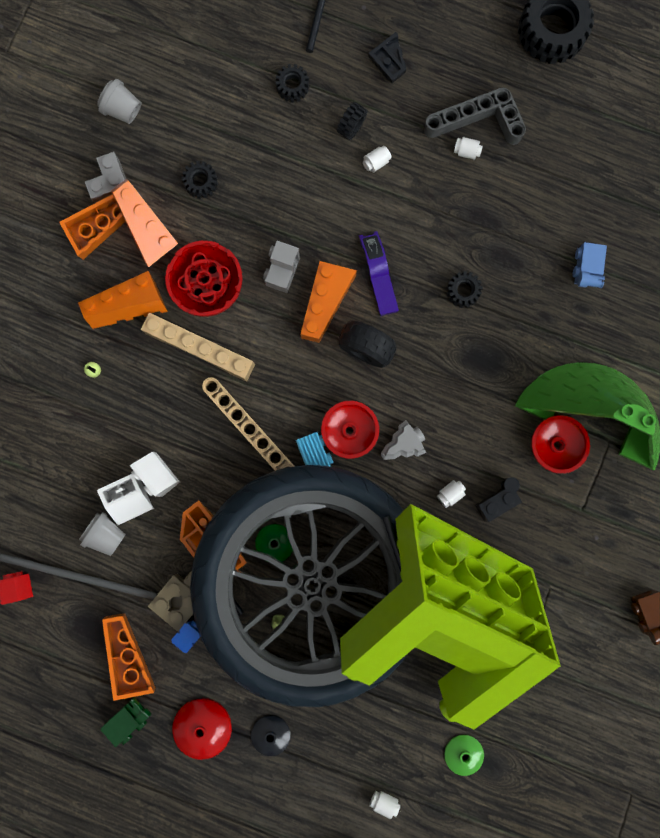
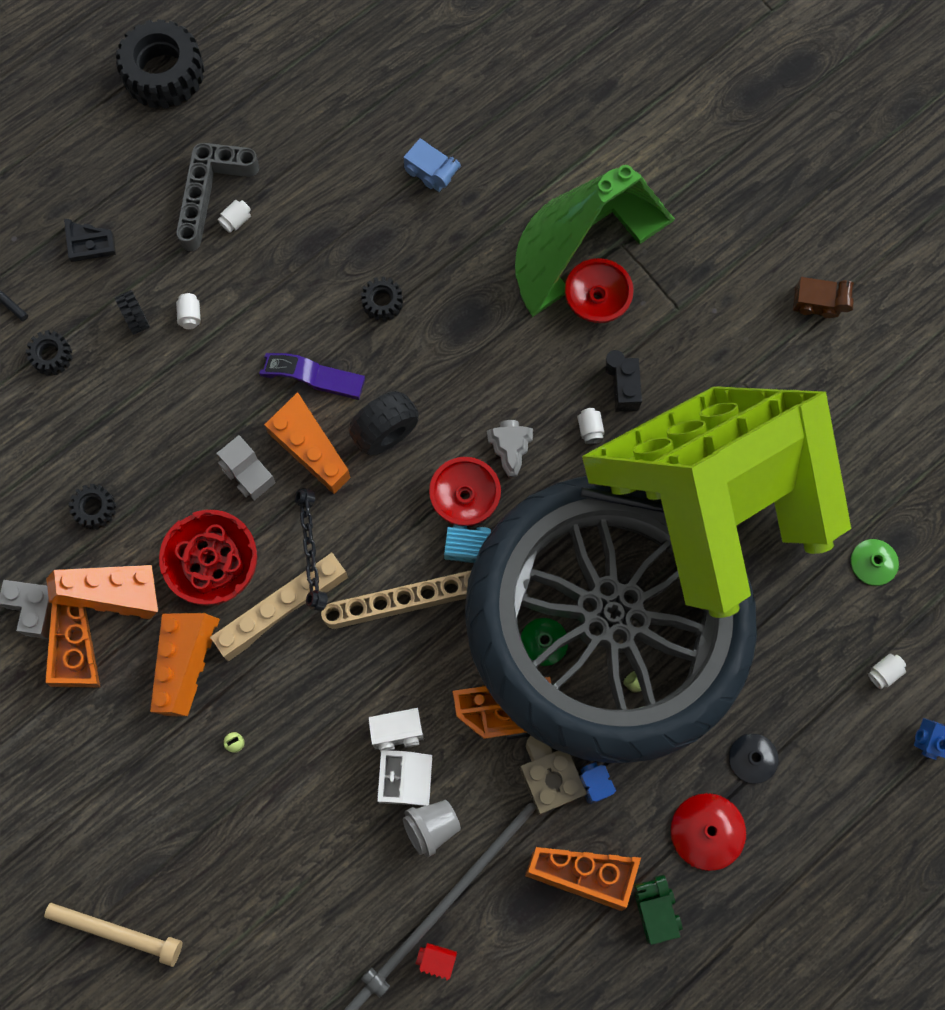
camera: 60 degrees left, 10 degrees down
(210, 369) = (315, 599): none -> black piece

